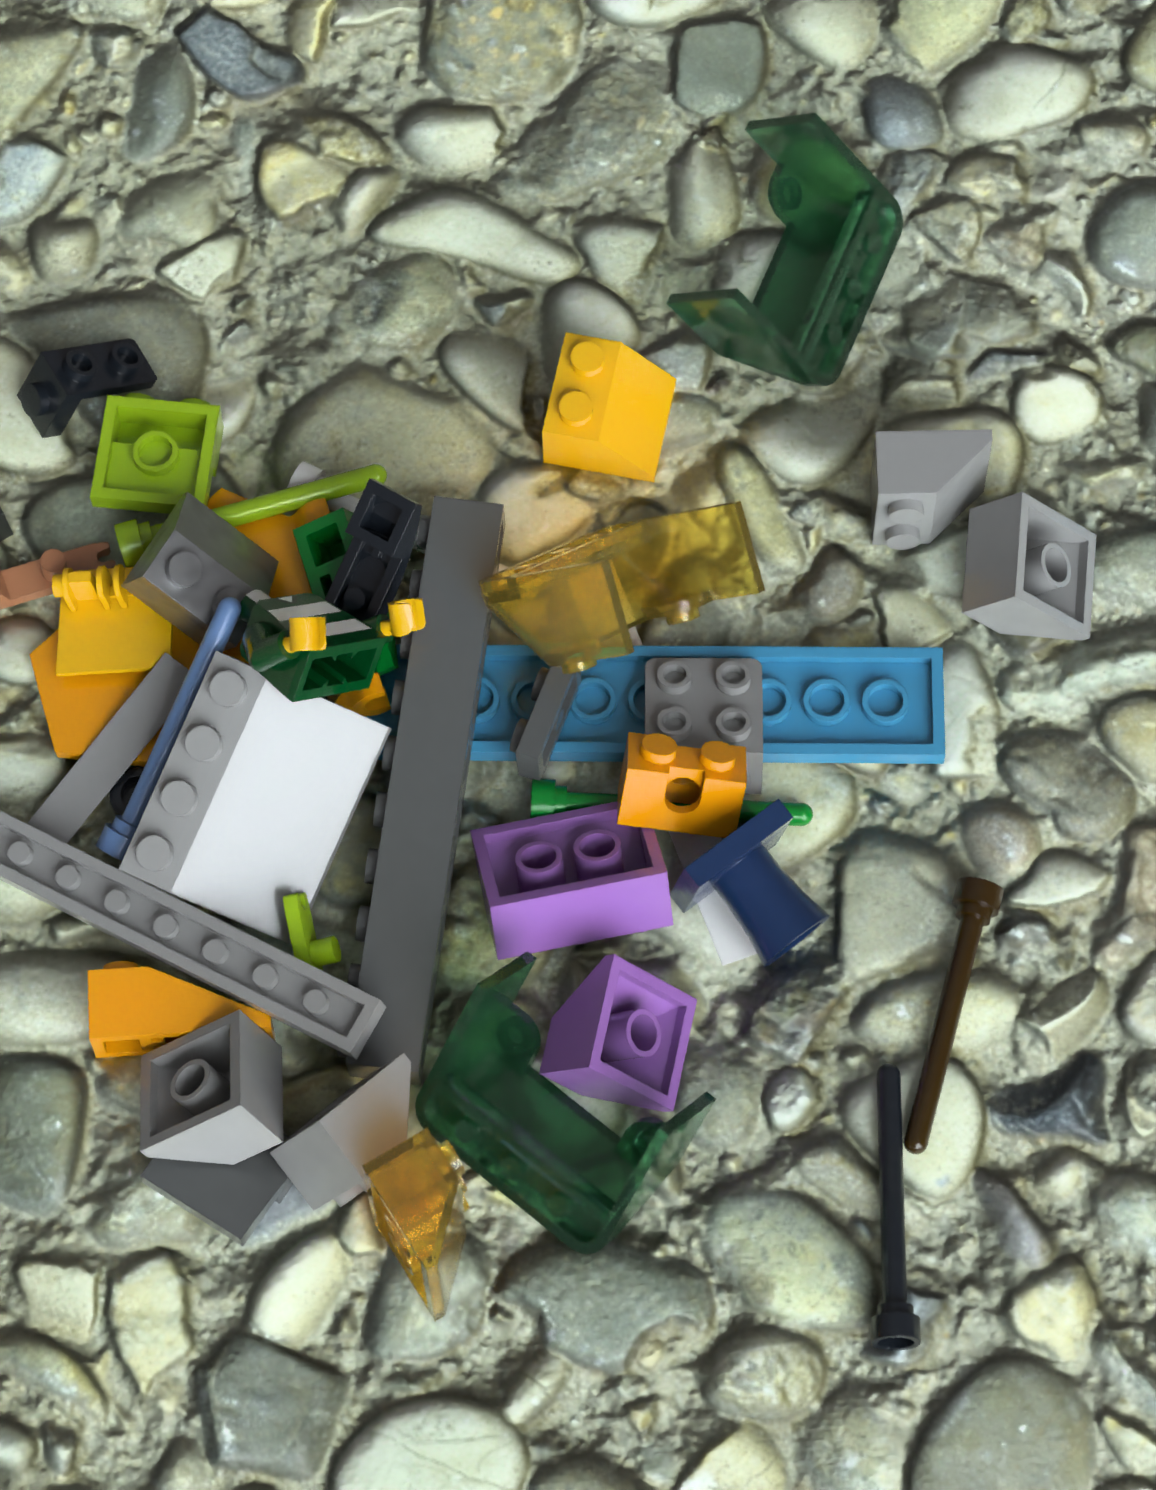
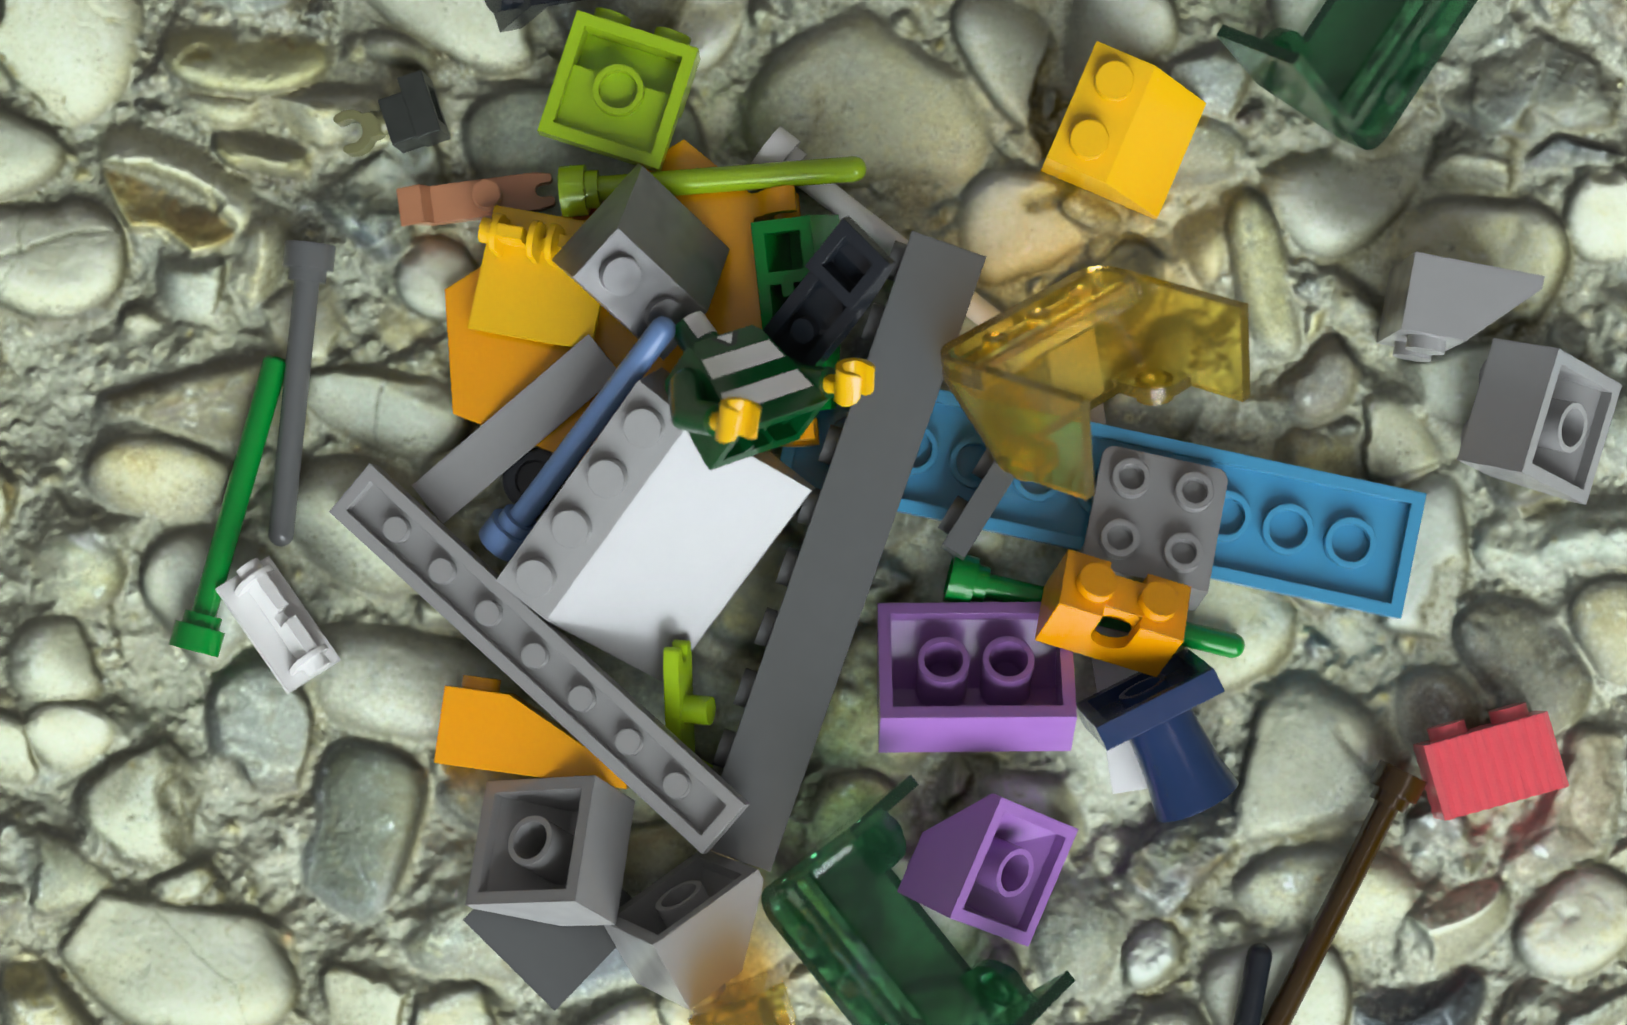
camera: 10 degrees right, 20 degrees up
(1055, 861) = (1489, 763): none -> coral brick

